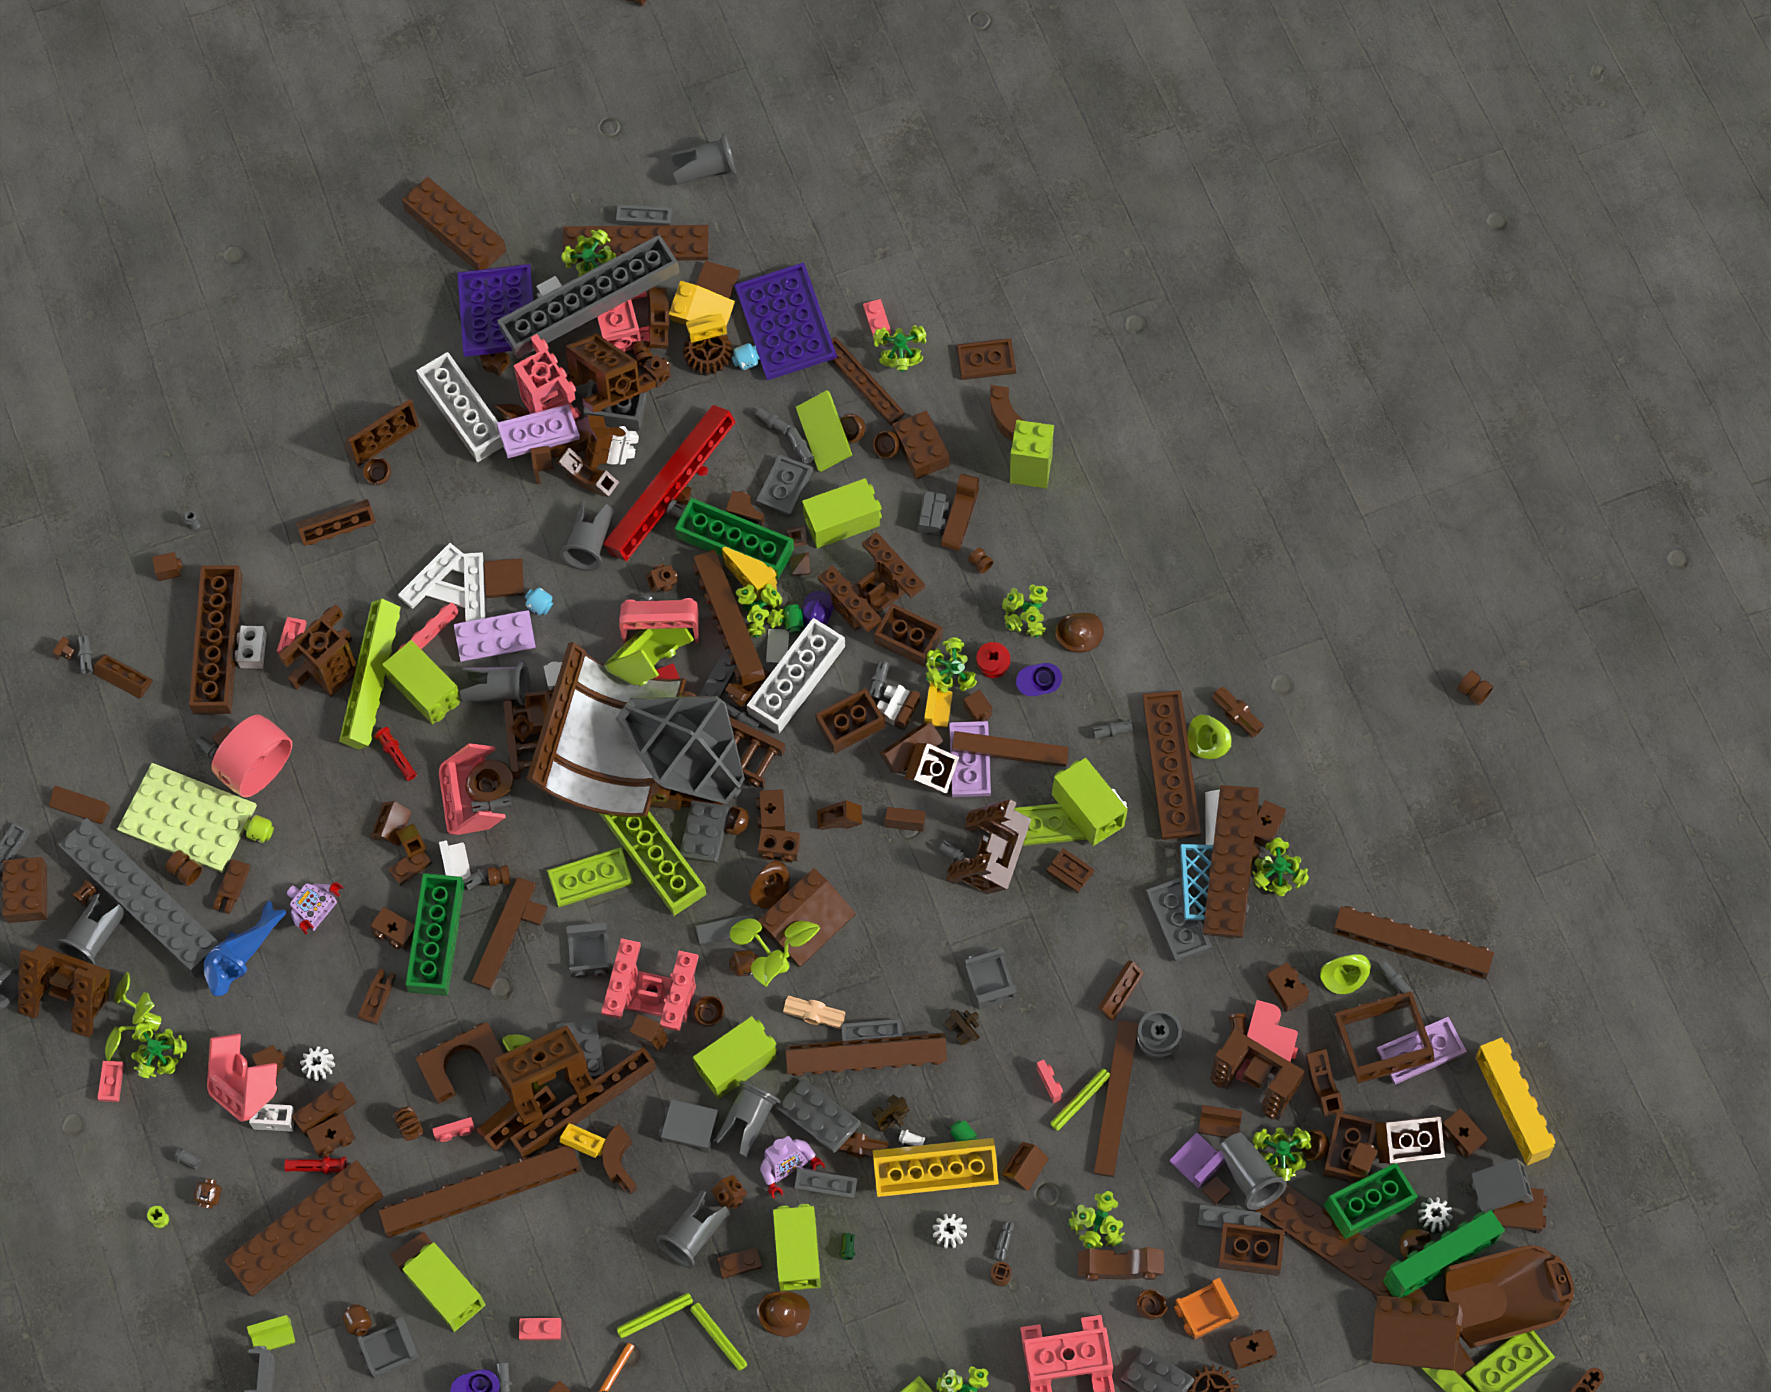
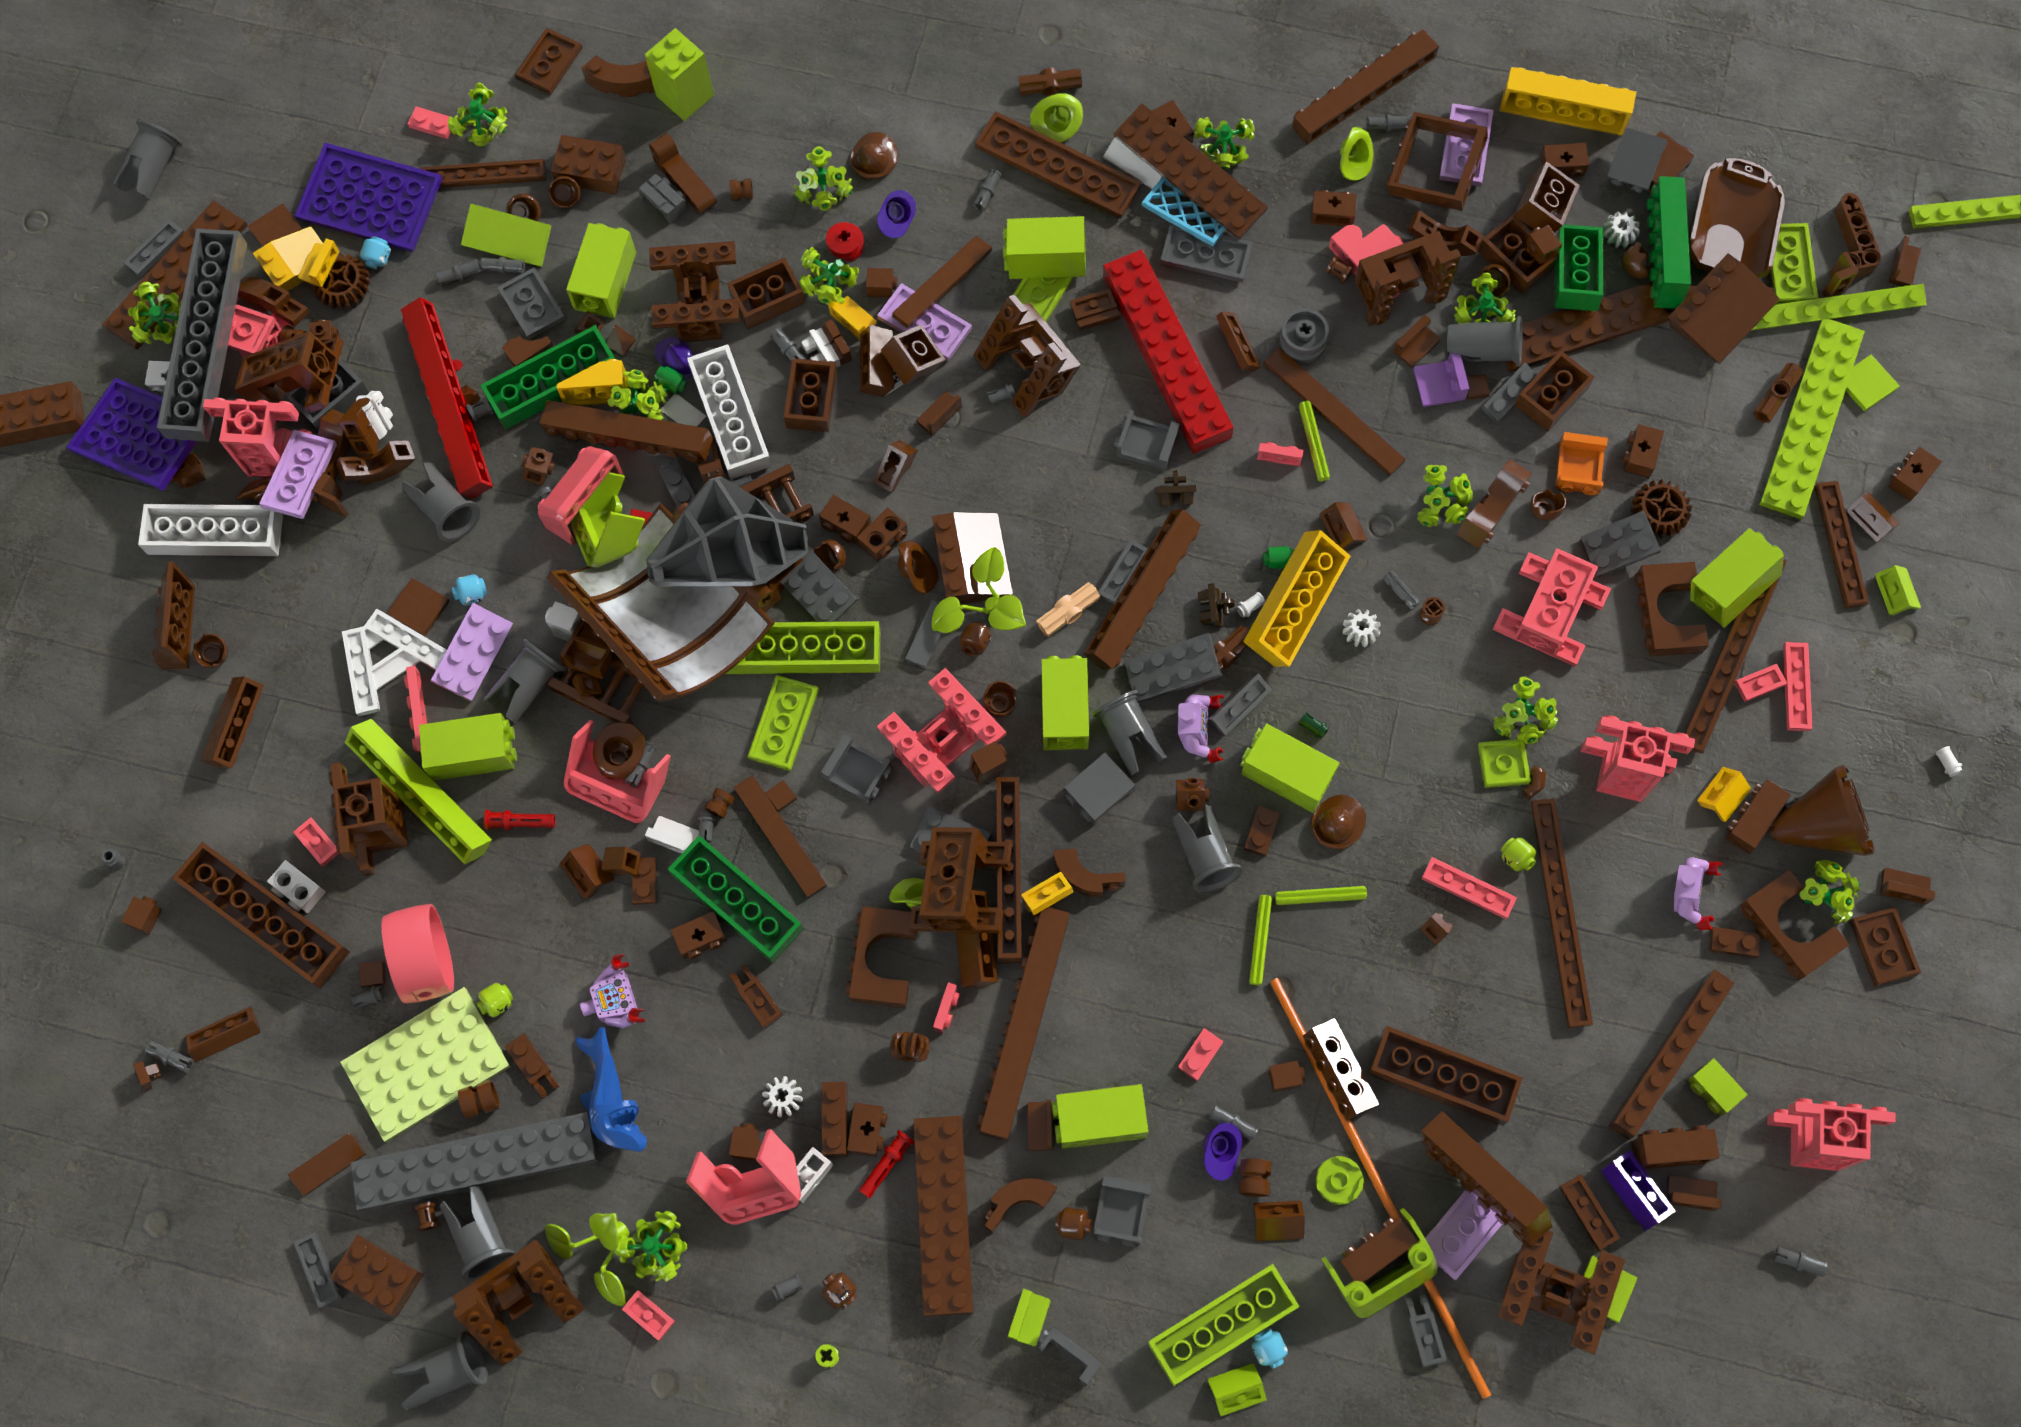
camera: 55 degrees left, 5 degrees up
(350, 1264) = (1019, 1191): none -> reddish brown arch
(1073, 945) = (1167, 351): none -> red brick

